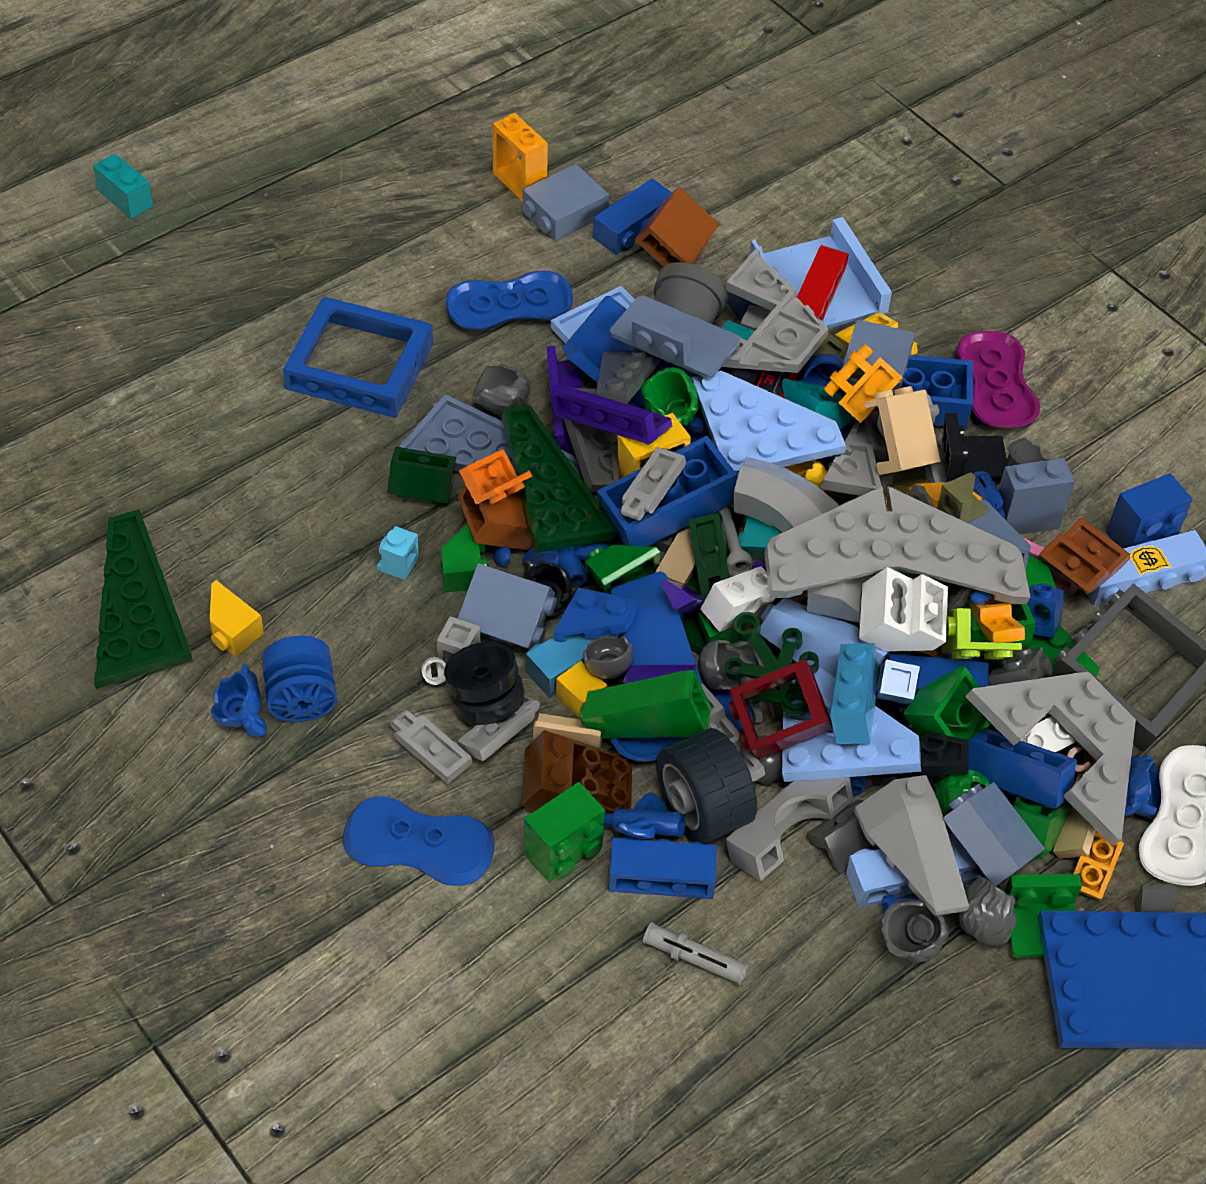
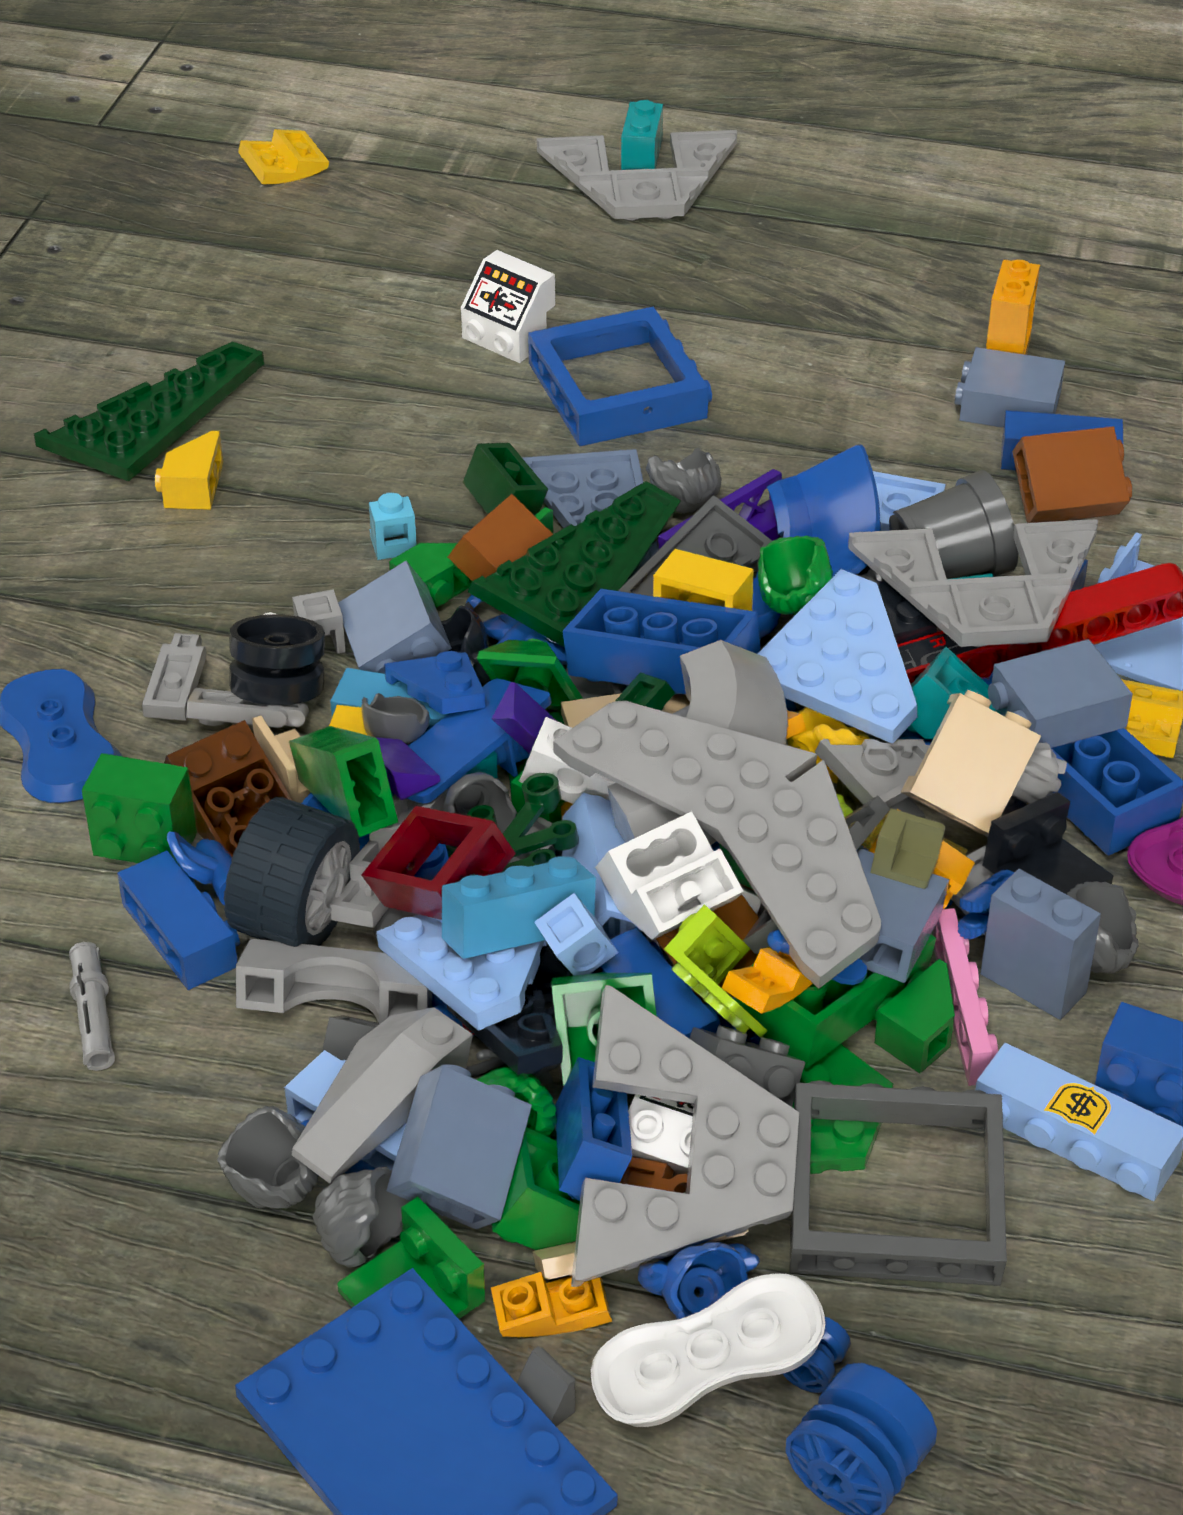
camera: 55 degrees right, 10 degrees down
(171, 229) = (641, 191): none -> light grey wing
(243, 361) = (506, 304): none -> white piece
(243, 695) = (101, 529): blue hair -> none
(299, 679) = (153, 540): blue wheel -> none
(485, 304) = (806, 417): blue plate -> none
(491, 478) = (517, 501): orange bracket -> none
(608, 414) = (697, 530): dark purple fence -> none
(624, 373) = (774, 519): dark grey wing -> none
(652, 483) = (634, 606): light grey hinge -> none
(675, 336) = (869, 520): sand blue bracket -> none
(877, 379) = (1008, 691): light orange plate -> none
(1052, 599) = (873, 1042): blue brick -> none
(1085, 556) = (1000, 1036): dark orange slope -> none

